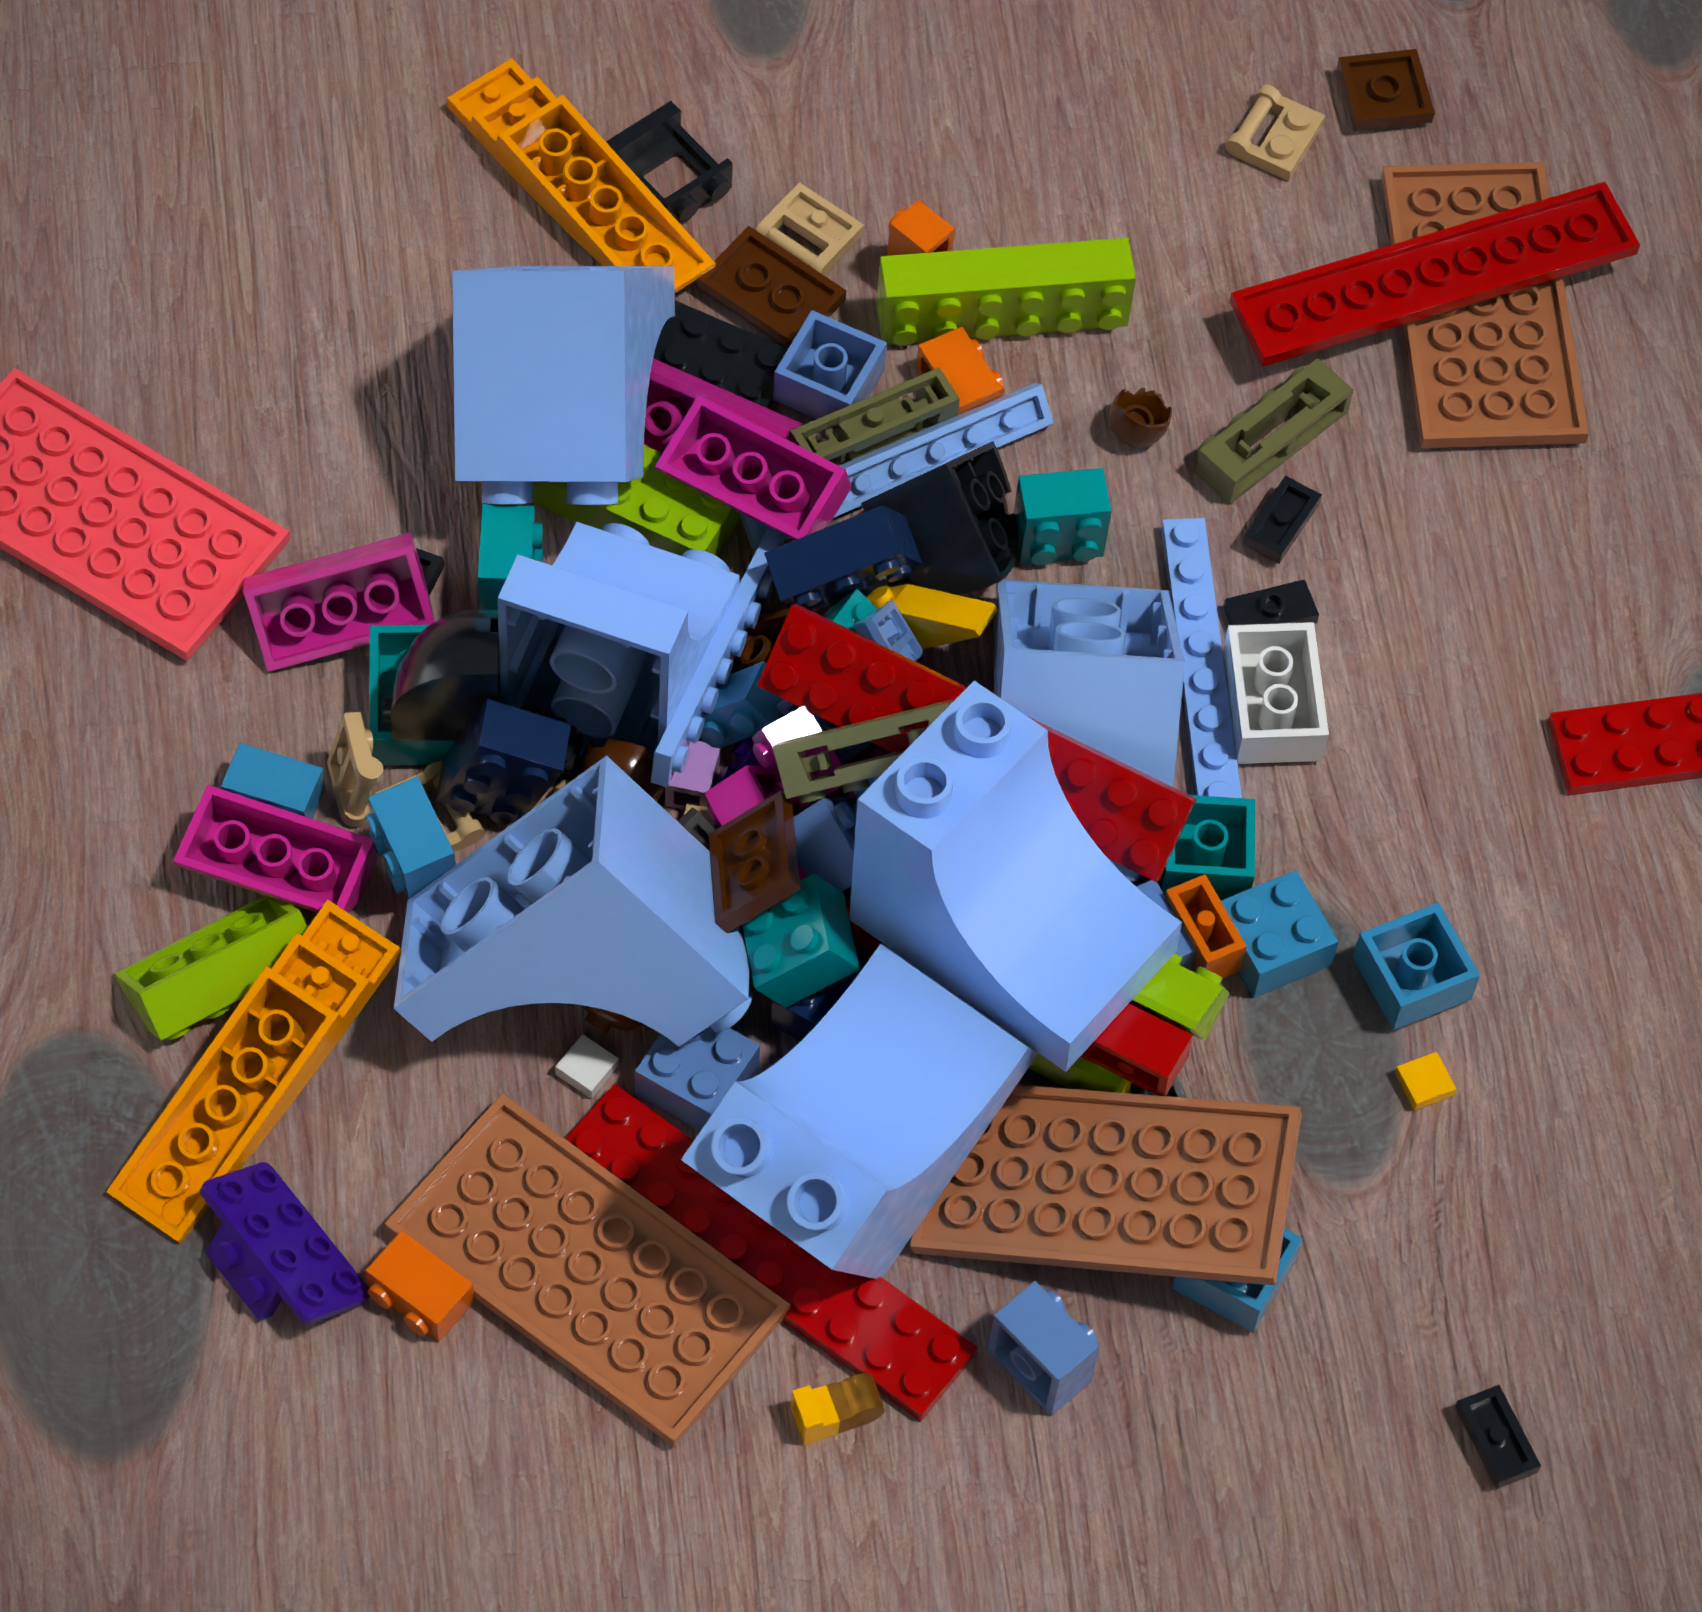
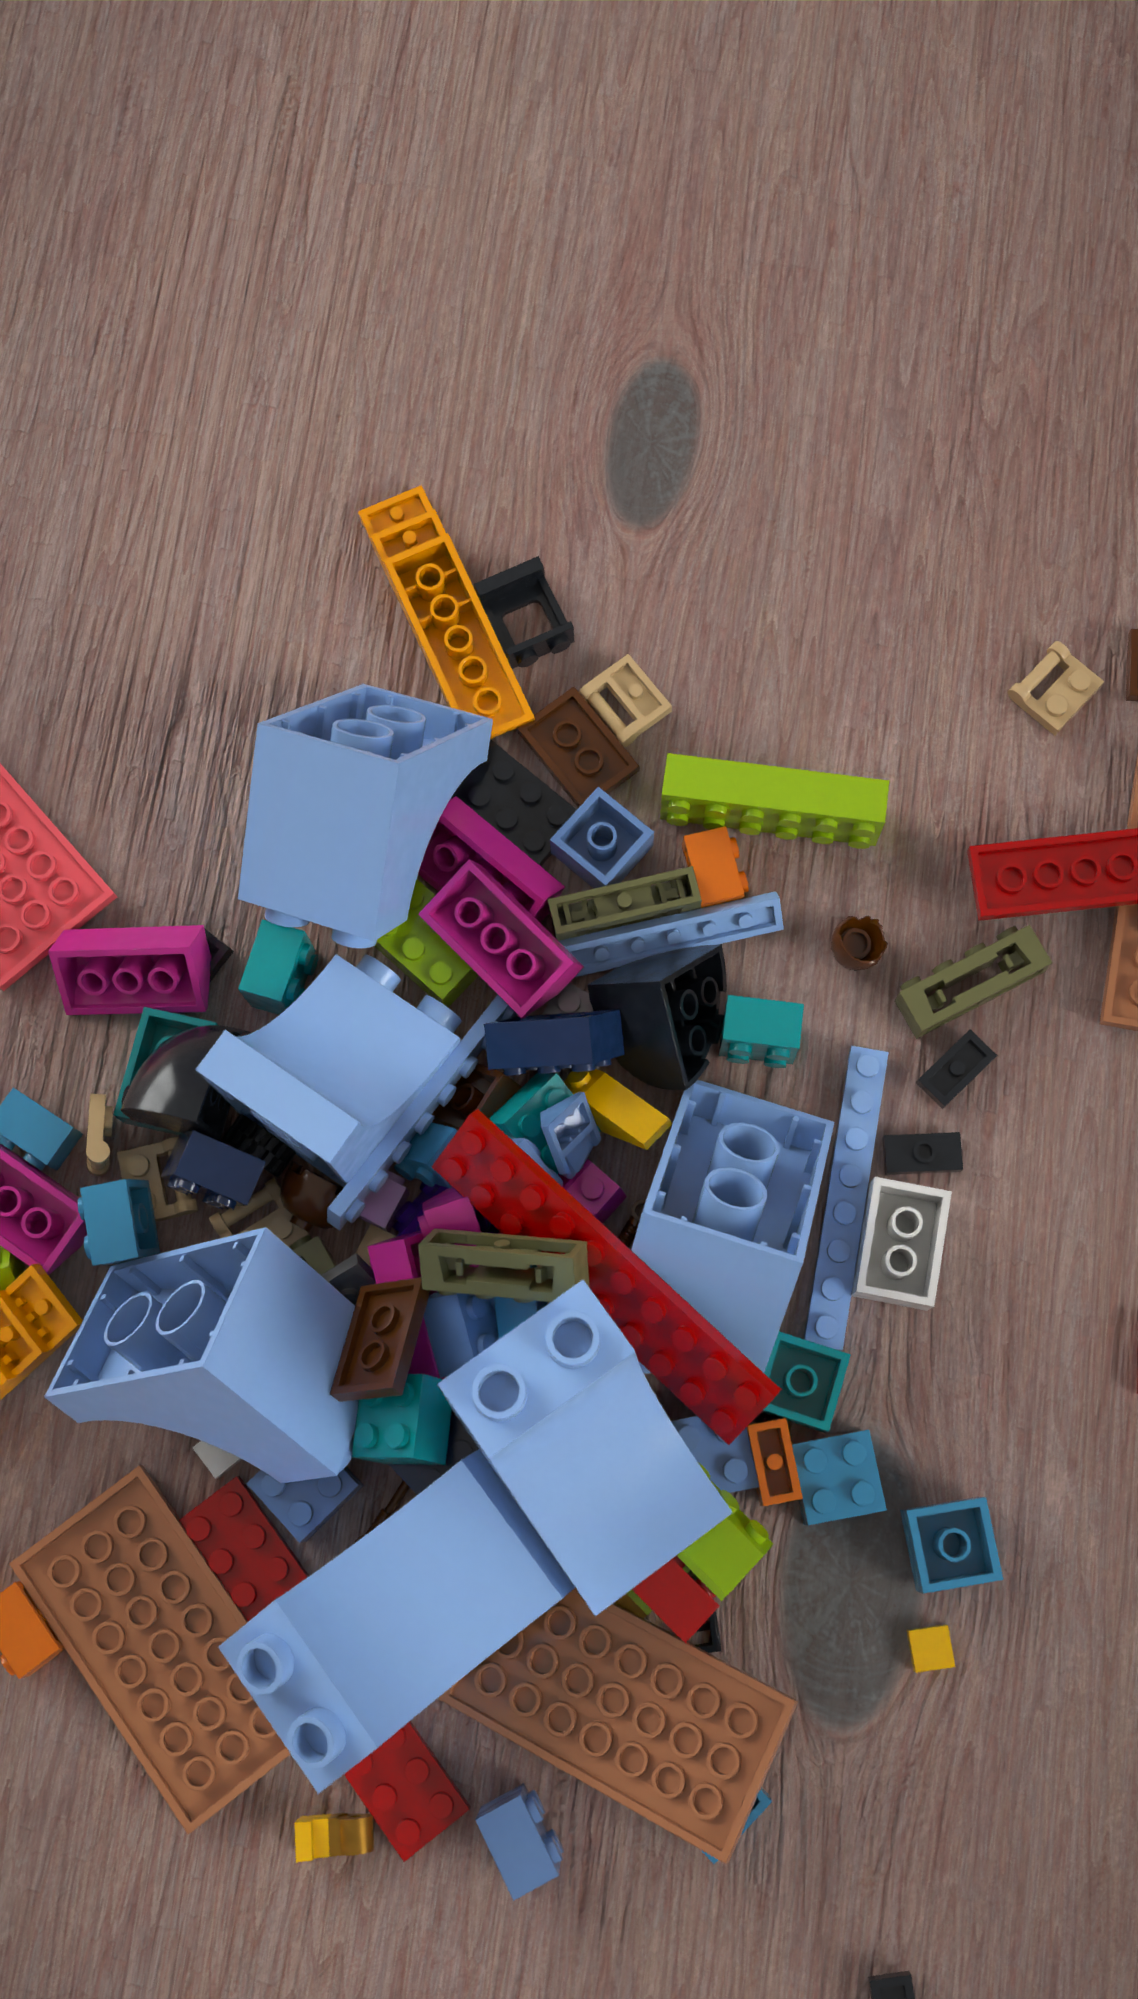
camera: 25 degrees right, 15 degrees up
(919, 231) = (709, 735): orange brick -> none

